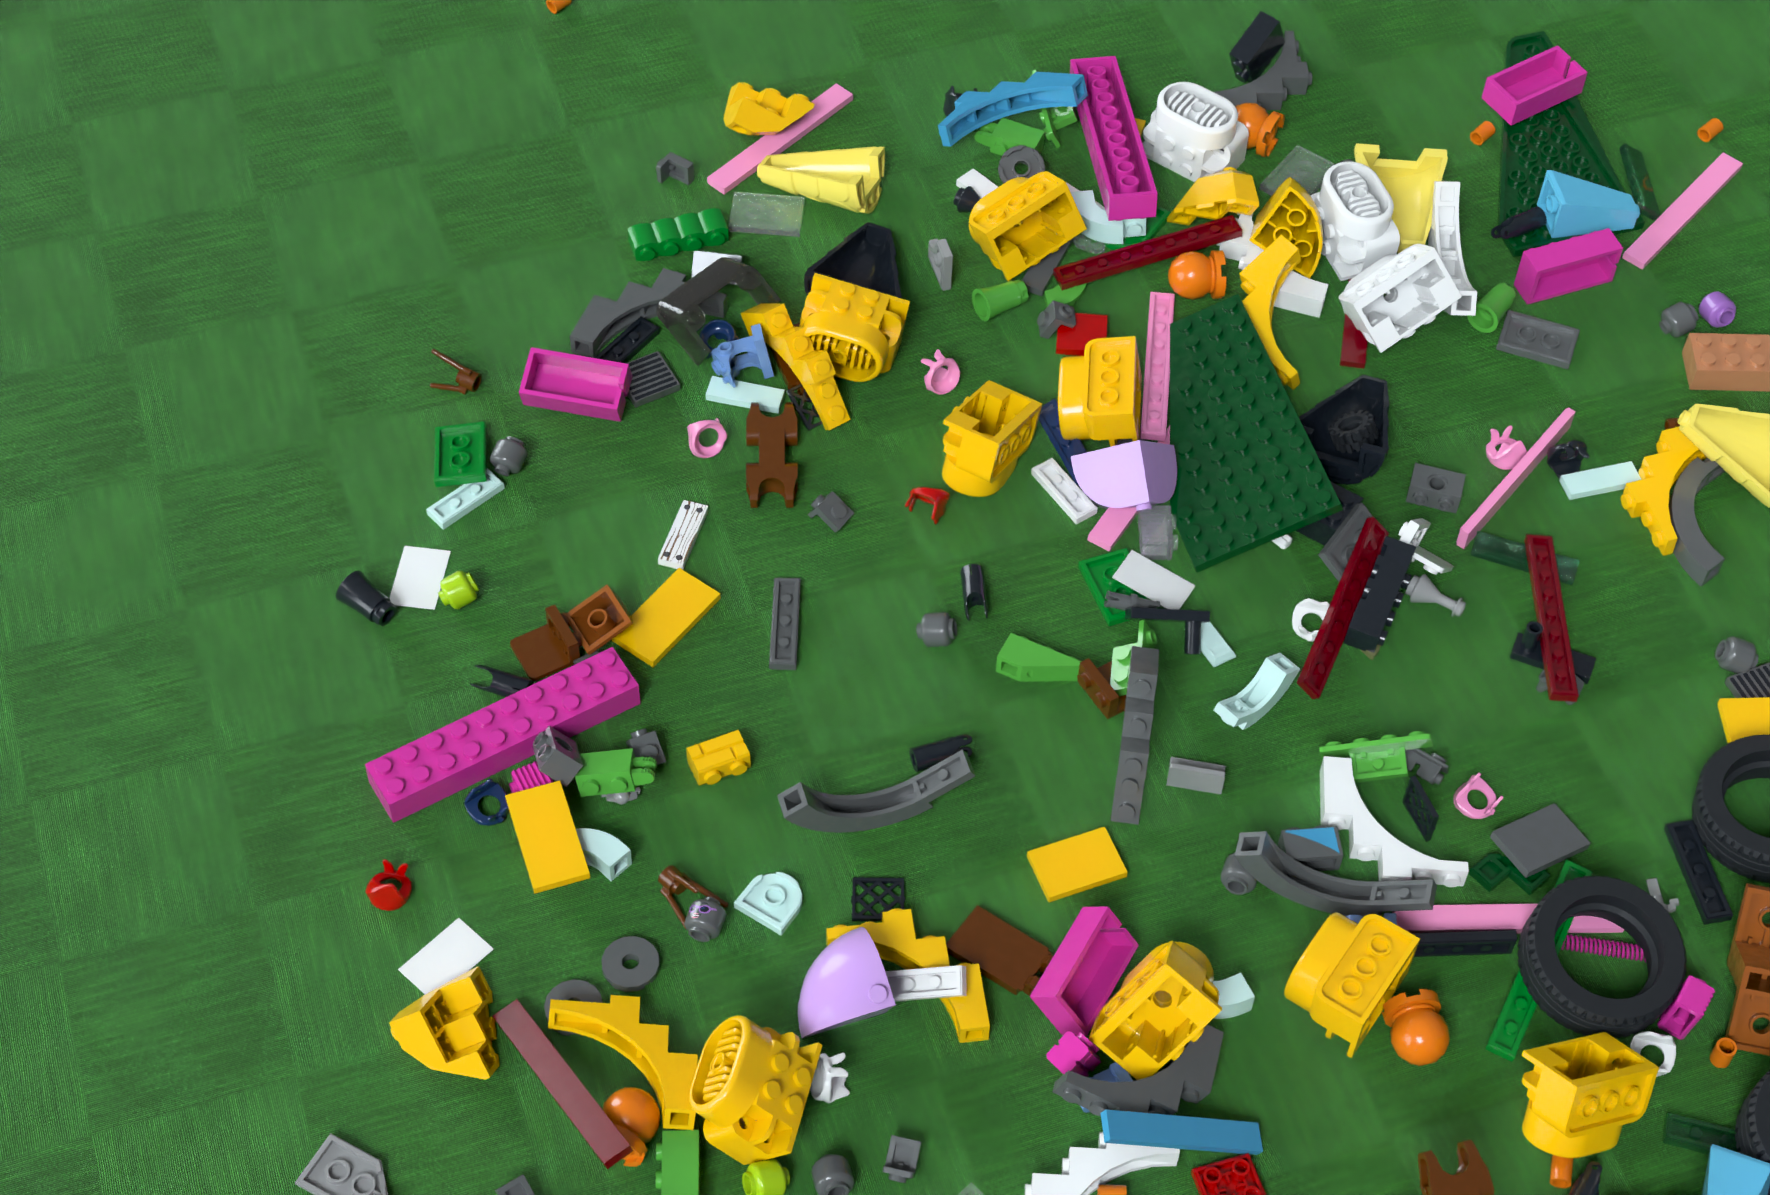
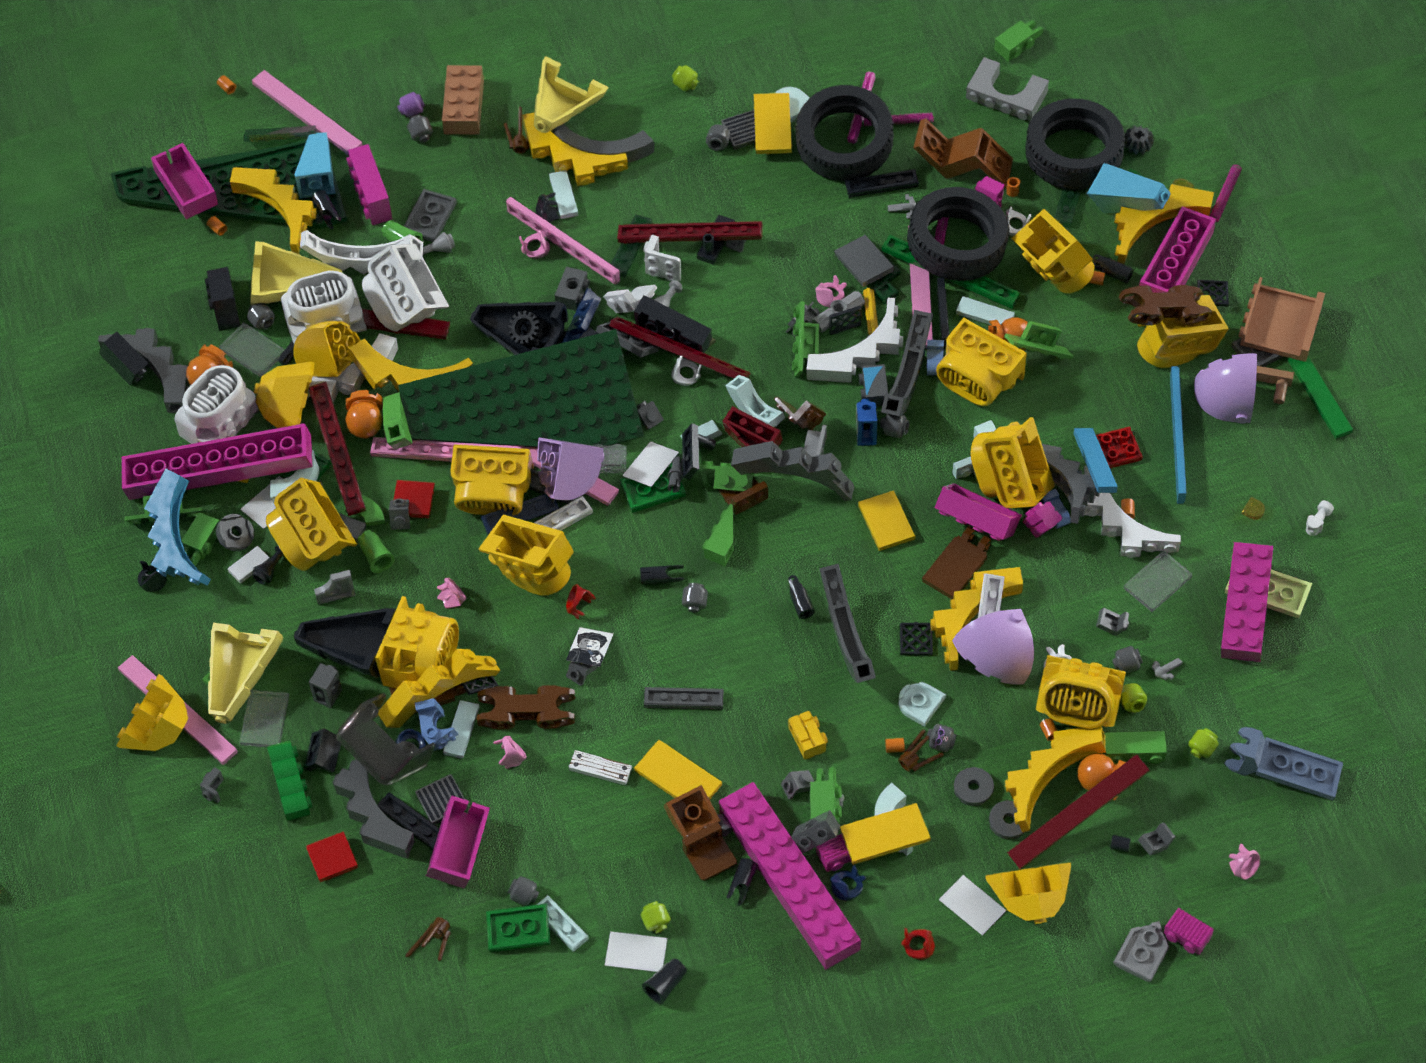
camera: 85 degrees left, 5 degrees up
(521, 1153) = (1120, 843): none -> black hinge
(573, 278) = (331, 857): none -> red tile
(700, 864) = (894, 745): none -> orange hinge
(799, 252) = (325, 685): none -> dark grey brick
(859, 516) = (589, 647): none -> sticker
(1181, 300) = (395, 422): none -> bright green slope
(1196, 696) = (749, 430): none -> dark red wedge
(1234, 577) = (649, 414): none -> dark grey bracket
(1234, 821) = (866, 414): none -> blue torso
(1245, 744) = (806, 416): none -> reddish brown bracket
(1389, 133) = (222, 298): none -> black wedge
(1389, 502) = (582, 315): none -> dark blue bracket
(1405, 1064) = (1041, 339): none -> bright green bracket
(1450, 813) = (852, 300): none -> light grey piece
(1451, 850) = (870, 310): none -> yellow axle
(1469, 1006) = (982, 311): none -> light aqua tile
(1491, 352) = (441, 244): none -> light grey piece
(1498, 574) = (661, 264): none -> white bracket
(1507, 193) = (266, 186): none -> yellow arch

